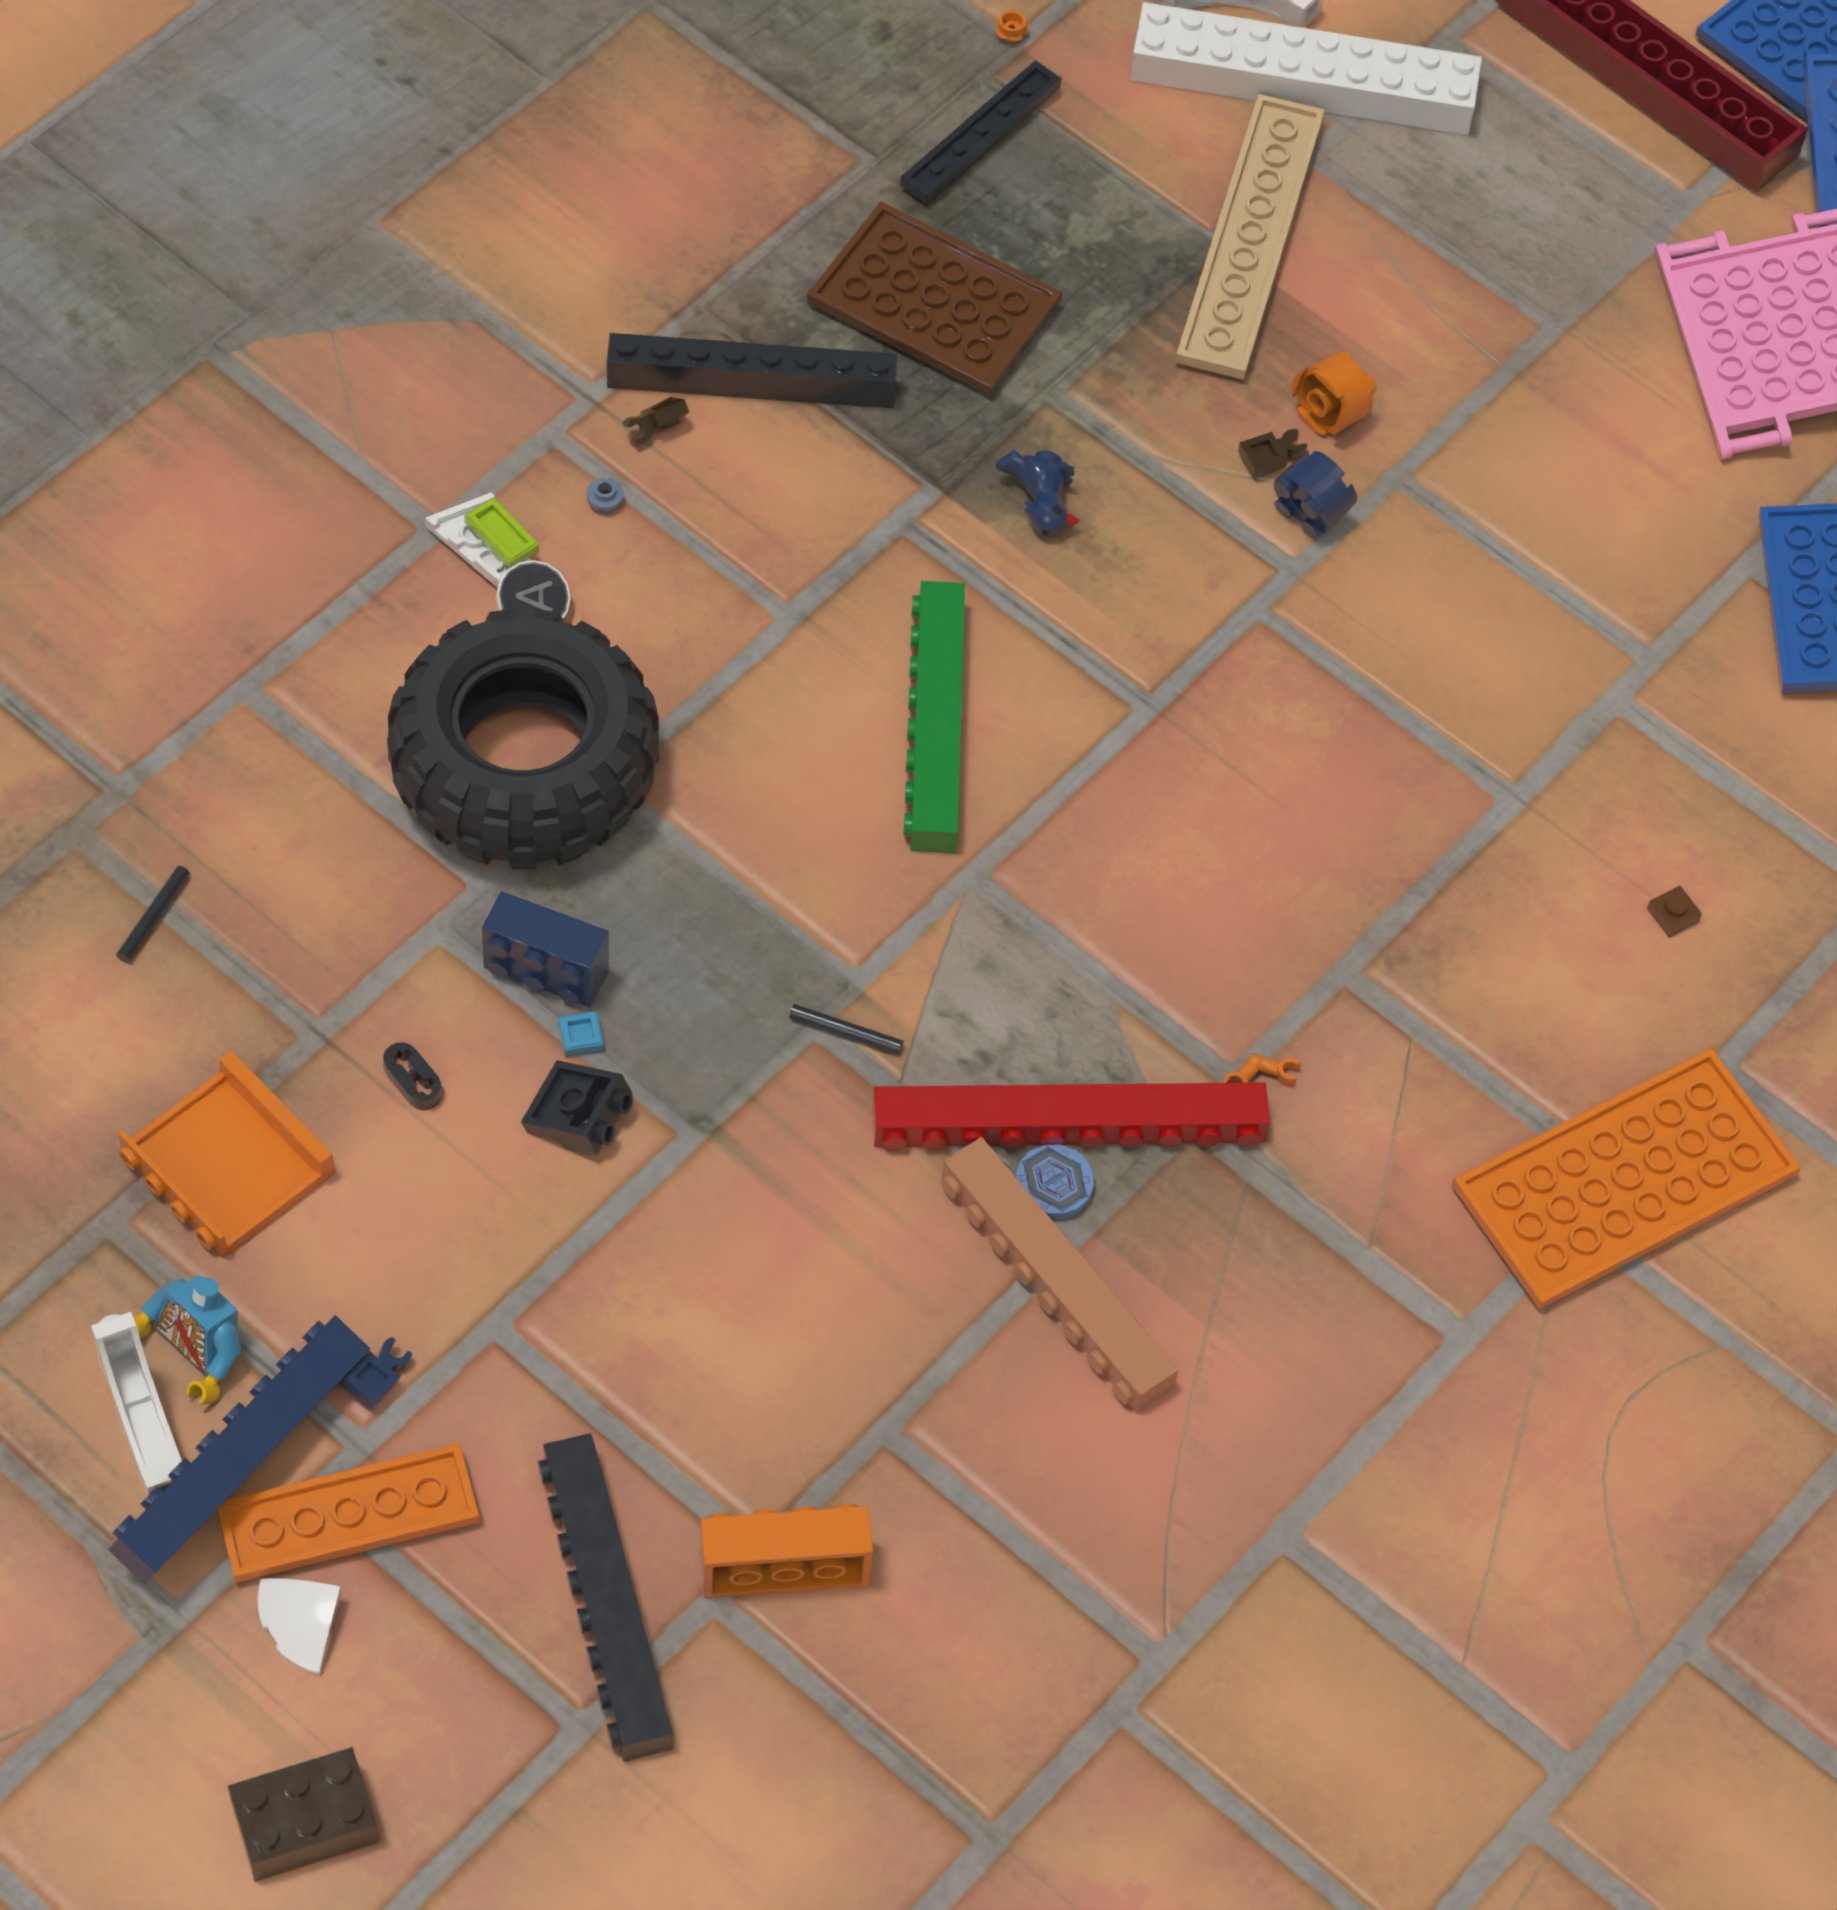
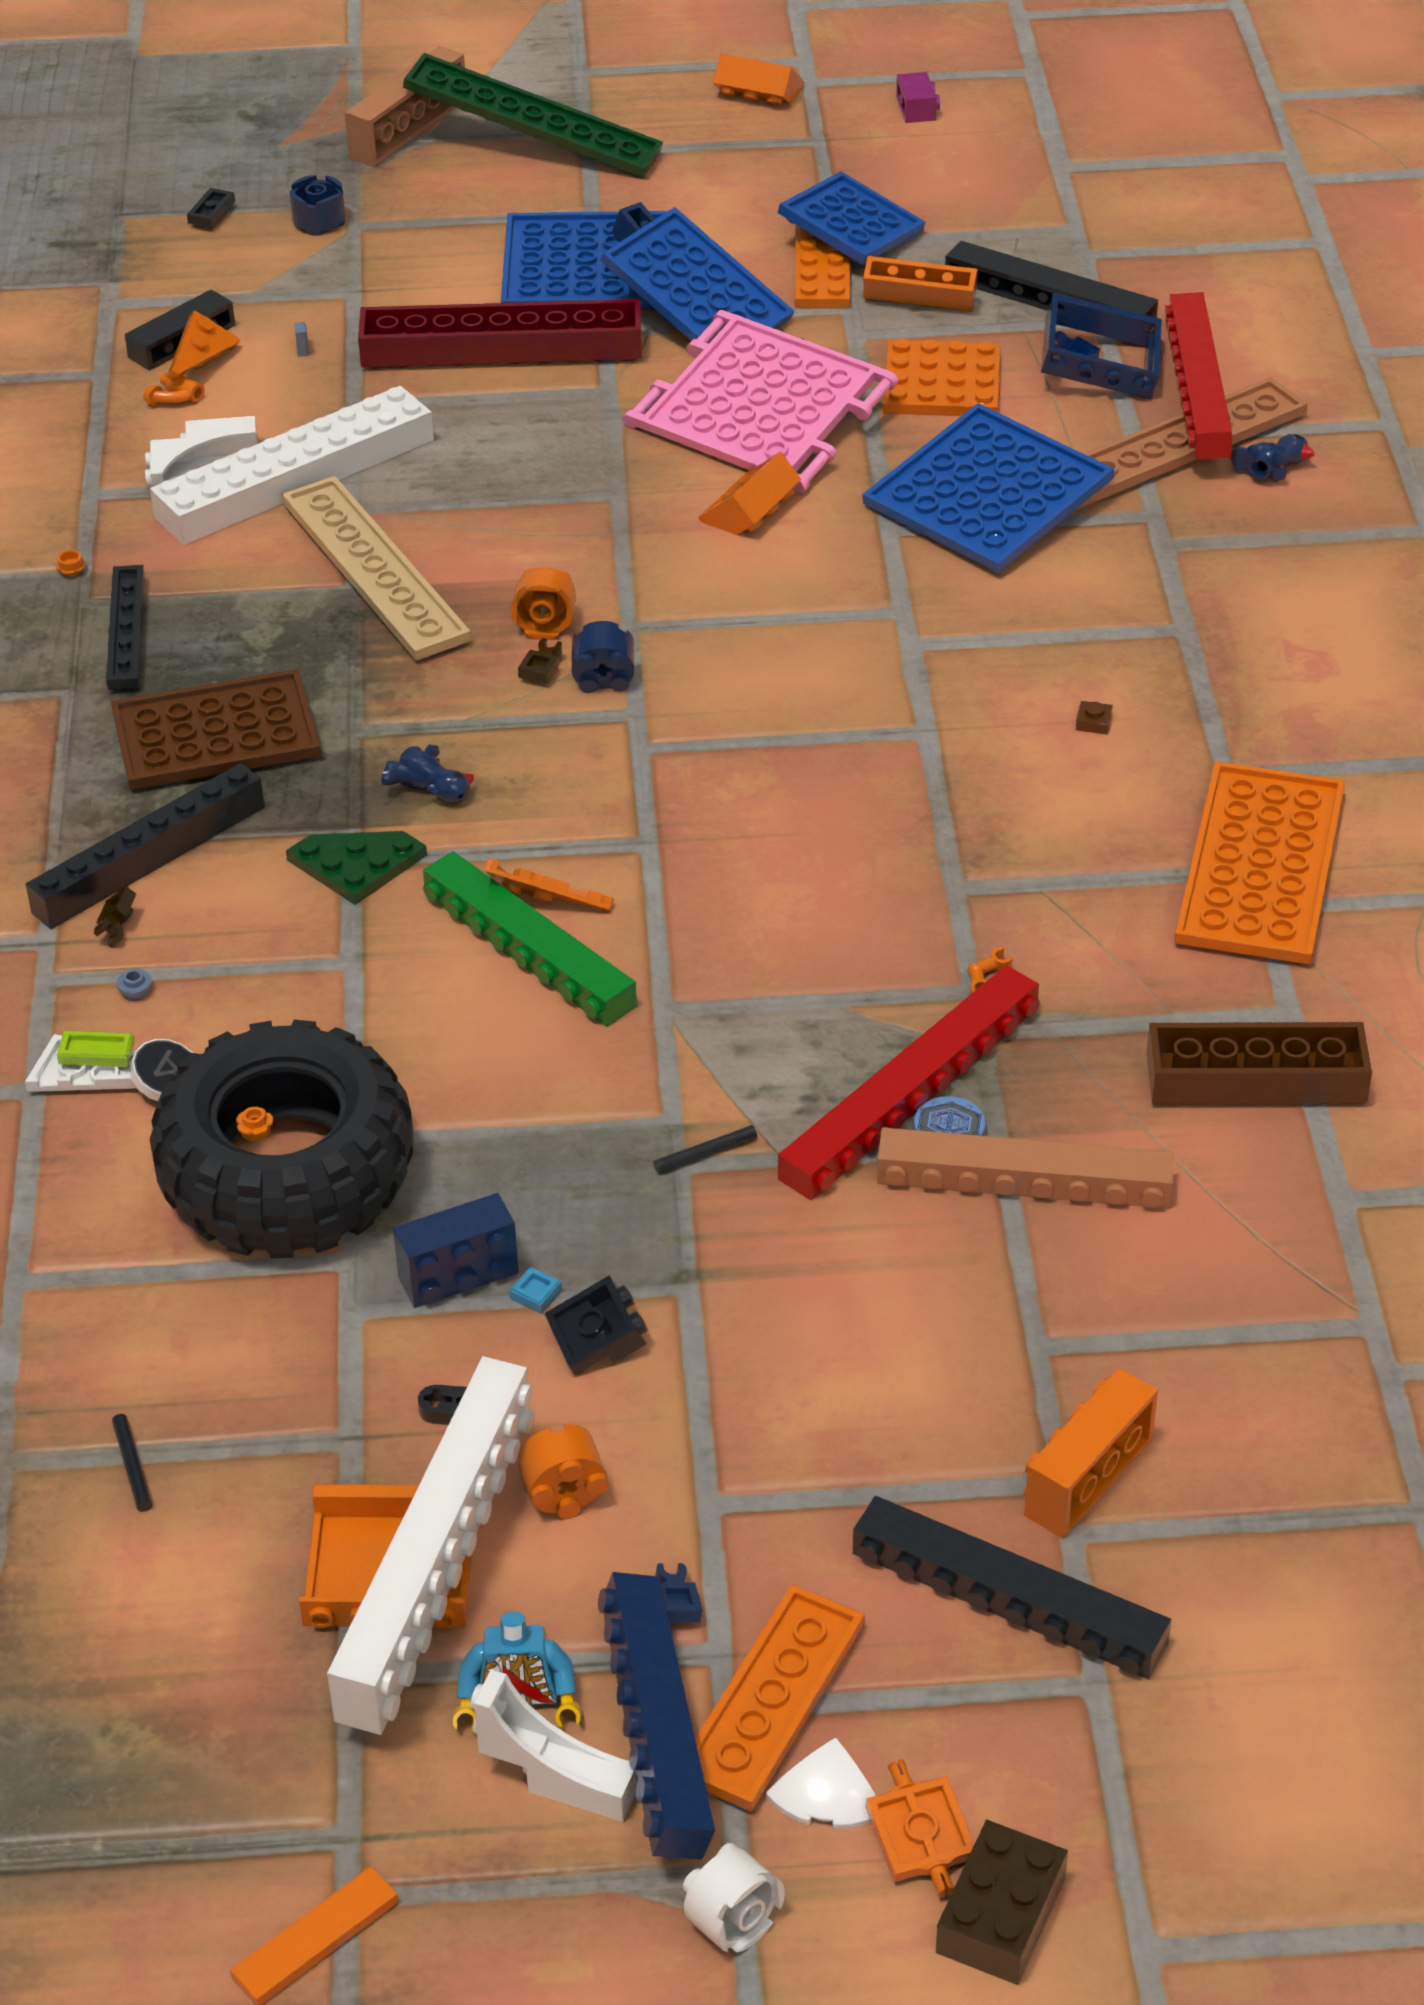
camera: 40 degrees left, 15 degrees down
(130, 1631) = (732, 1898): none -> white brick
(232, 1174) = (430, 1547): none -> white brick
(320, 1706) = (920, 1828): none -> orange plate
(404, 1201) = (562, 1470): none -> orange brick
(473, 723) = (254, 1123): none -> orange plate
(900, 523) = (356, 862): none -> dark green plate
(1002, 677) = (545, 888): none -> orange wing
(1357, 1356) = (1258, 1062): none -> reddish brown brick
(1660, 428) = (753, 496): none -> orange slope

